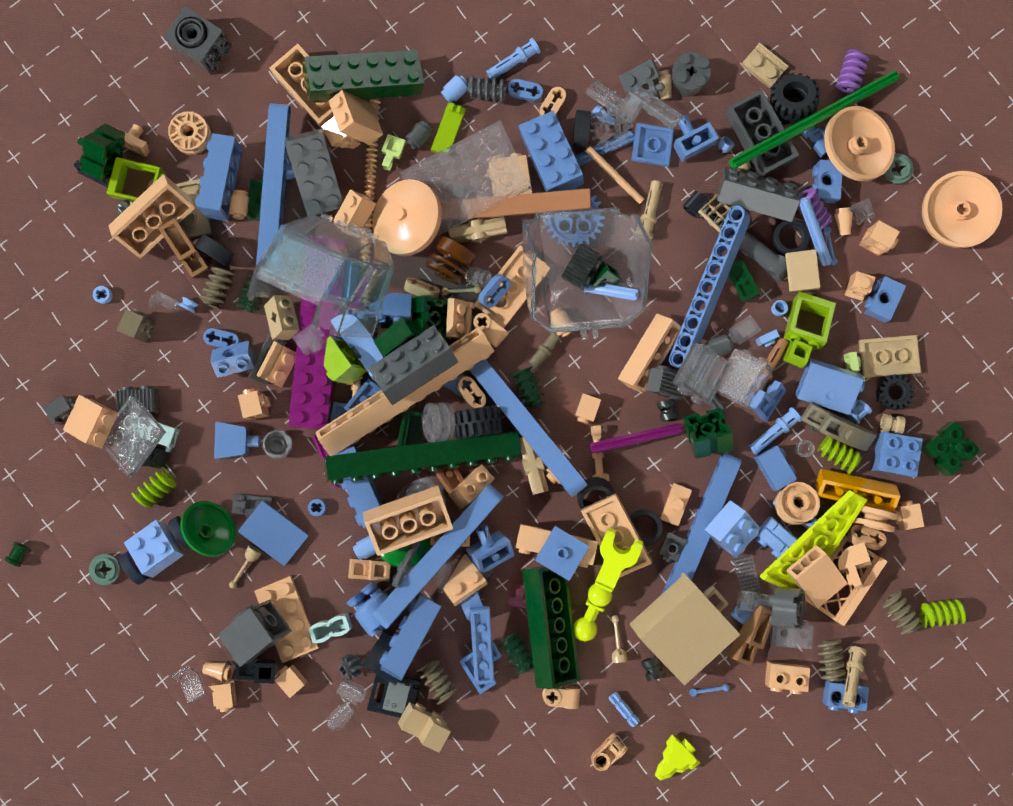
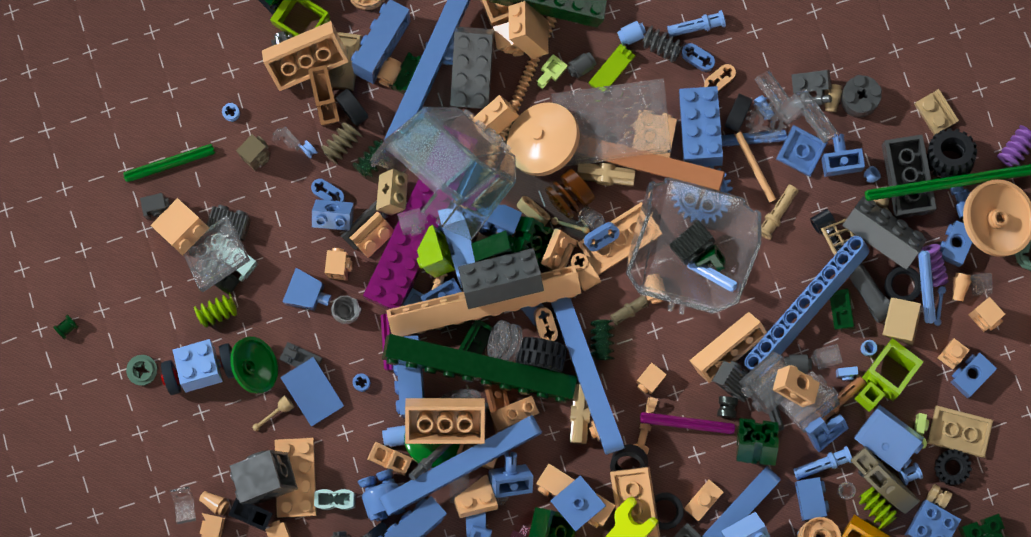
camera: 20 degrees right, 5 degrees down
(60, 363) = (169, 162): none -> green axle
(728, 368) = (796, 386): none -> light nougat brick

